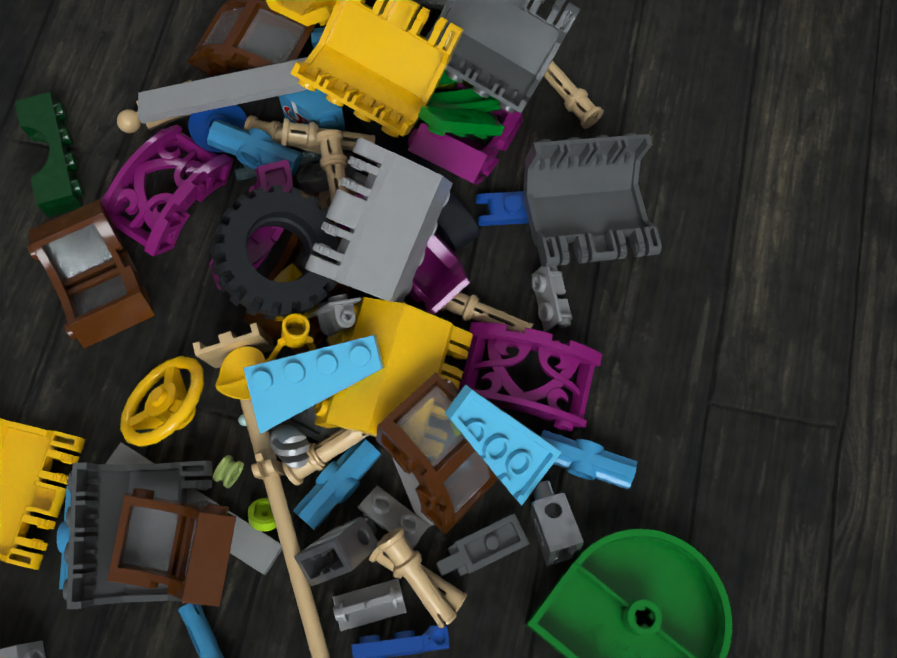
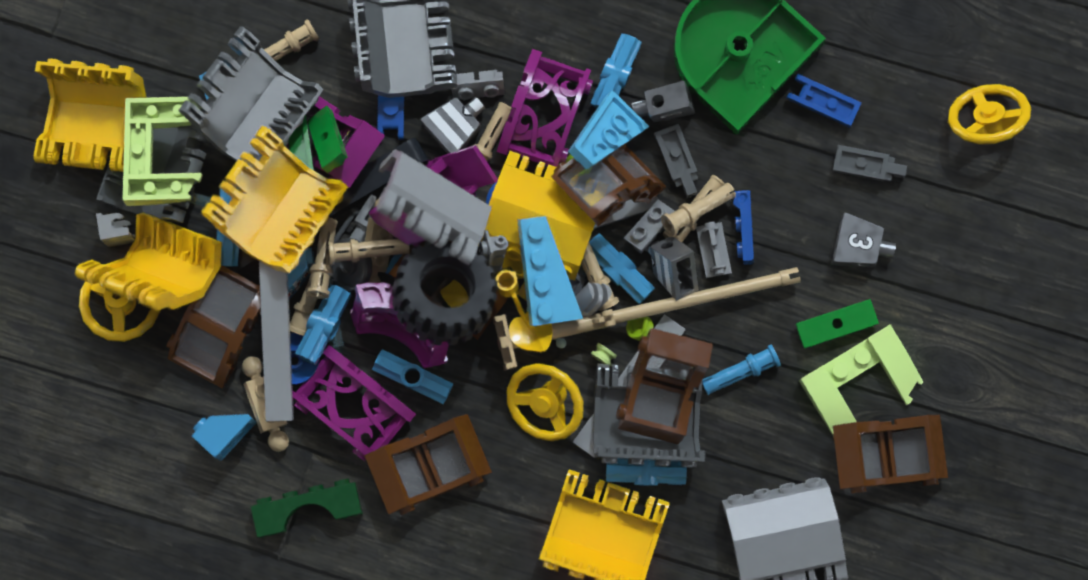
camera: 85 degrees left, 10 degrees up
(128, 54) = (222, 433): none -> dark azure slope
(189, 267) = (397, 368): none -> dark azure piece
(500, 274) = (454, 123): none -> torso

